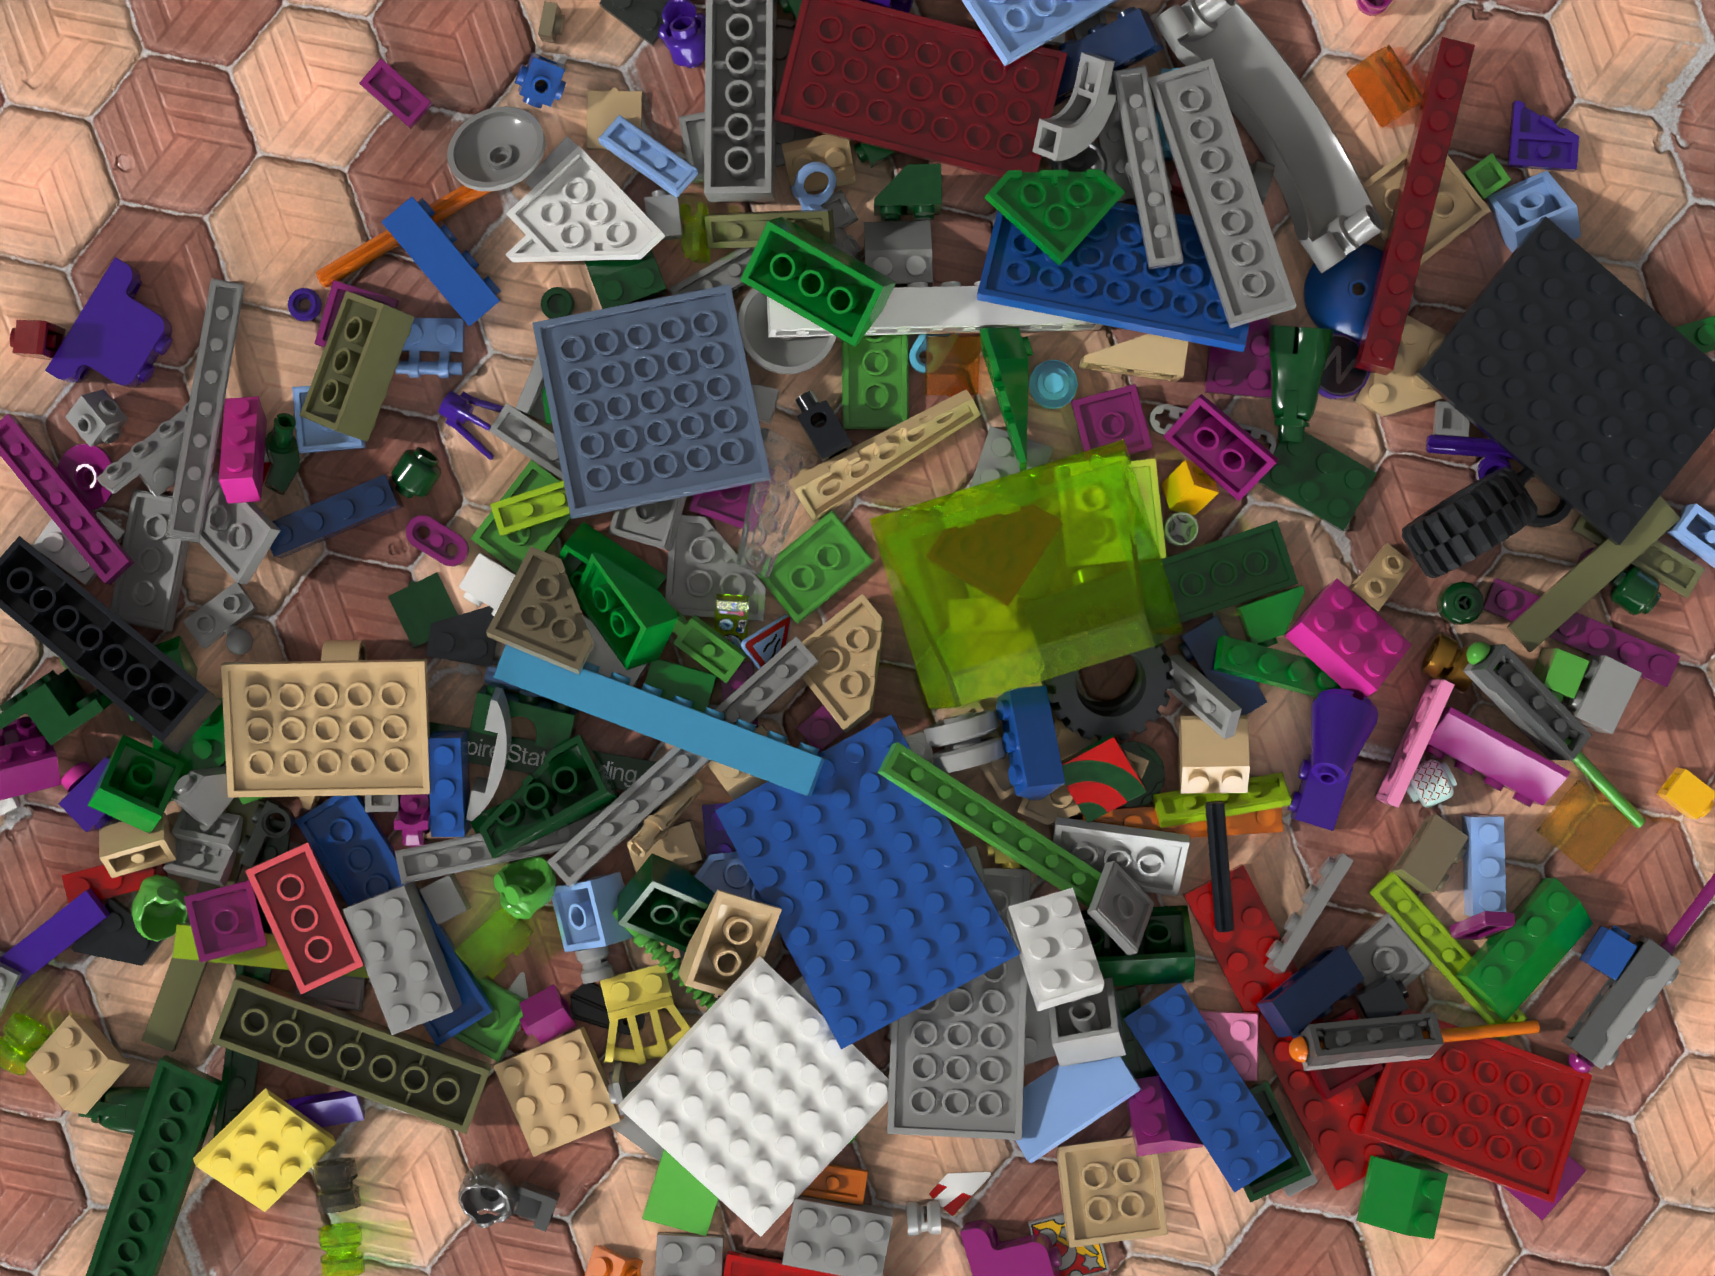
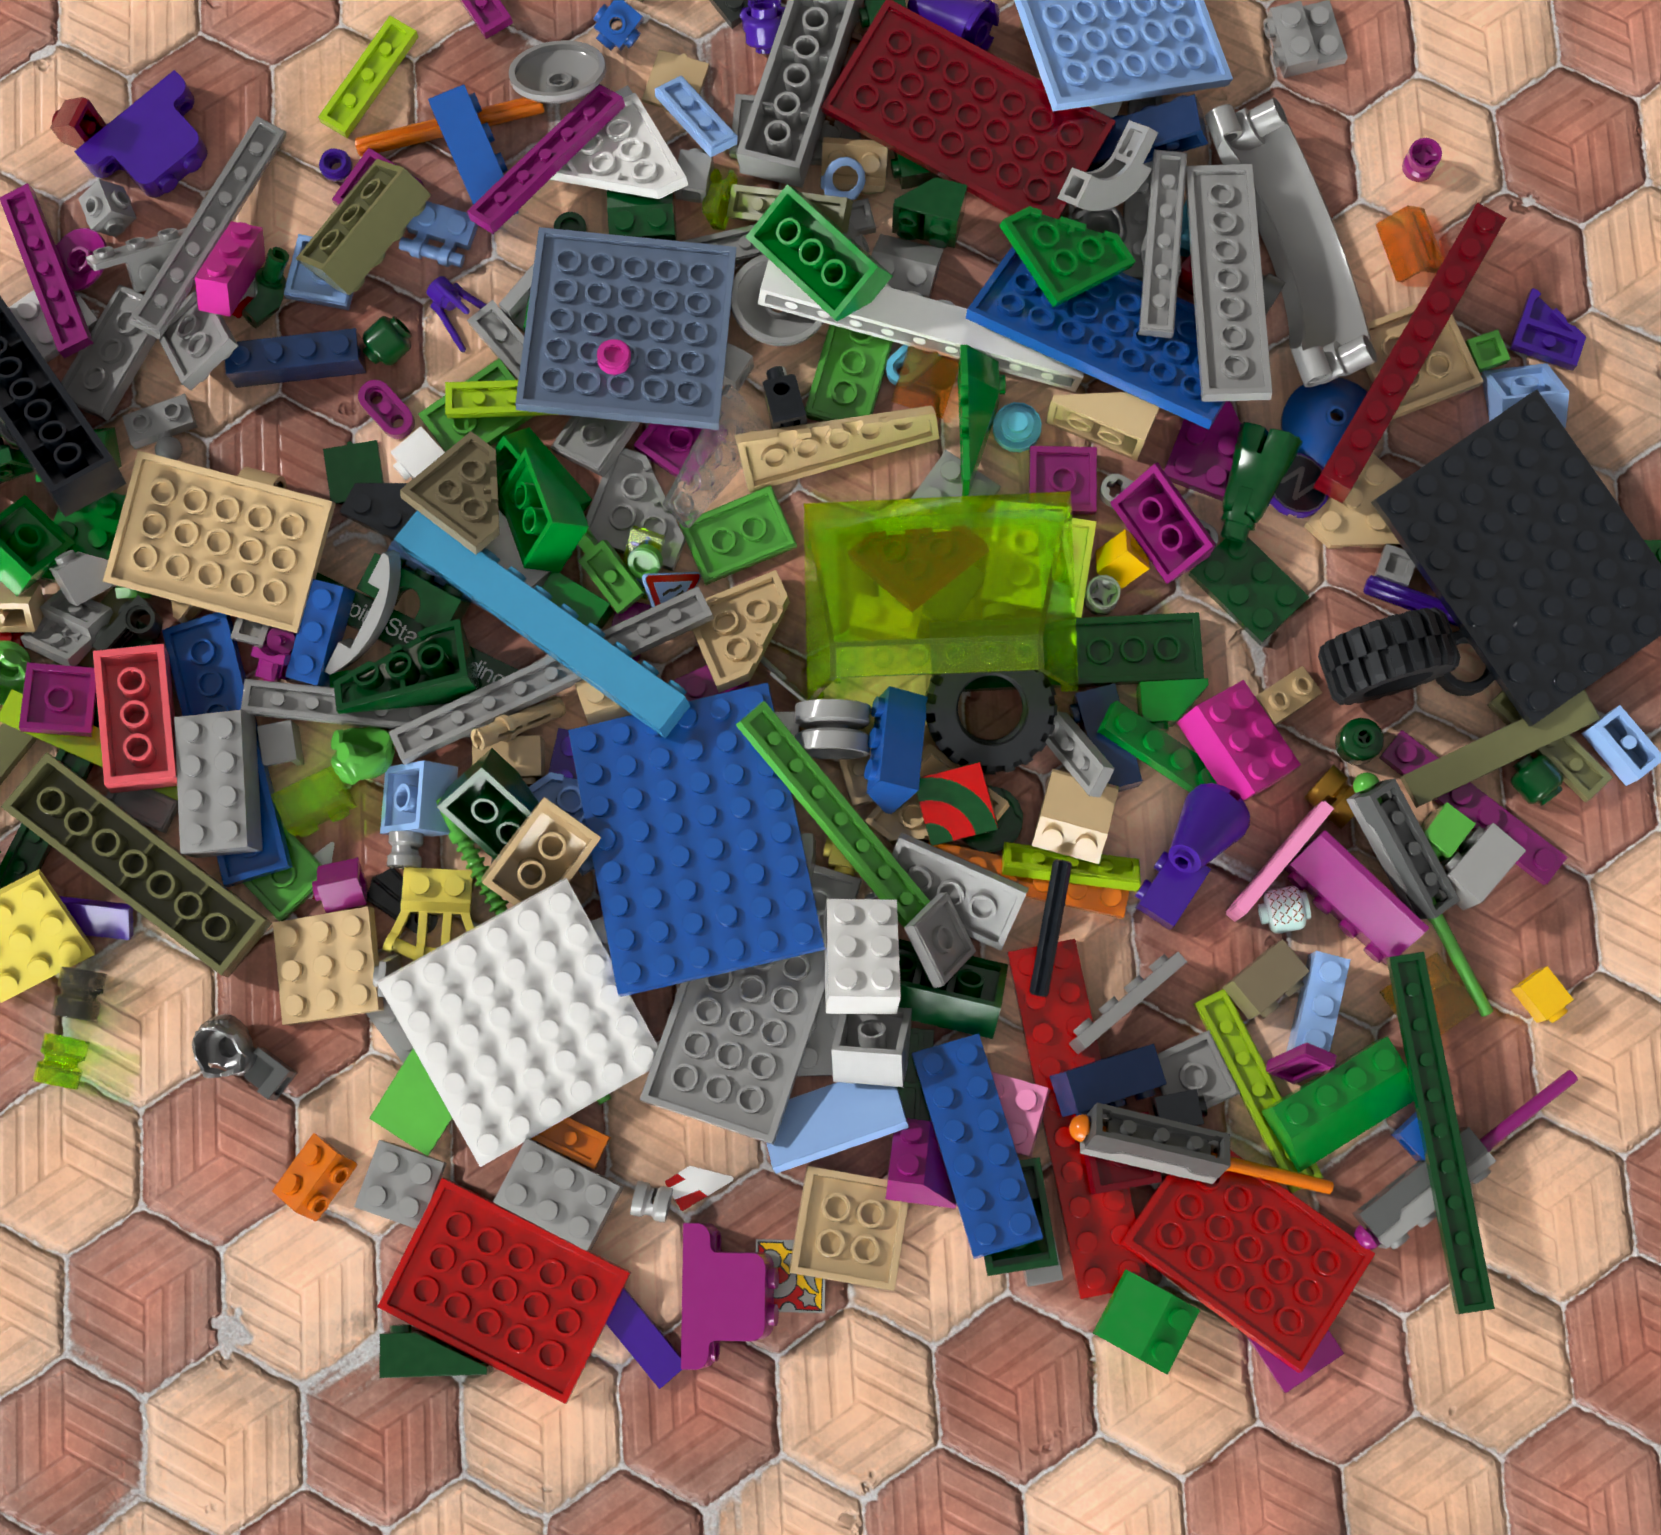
camera: 20 degrees right, 10 degrees down
(307, 203) = (368, 76): none -> lime plate
(516, 248) = (546, 158): none -> magenta plate
(649, 439) = (614, 356): none -> dark pink tile
(737, 626) = (644, 560): none -> bright green tile
(907, 704) = (781, 678): none -> light grey piece
(1624, 952) = (1440, 1134): none -> dark green plate

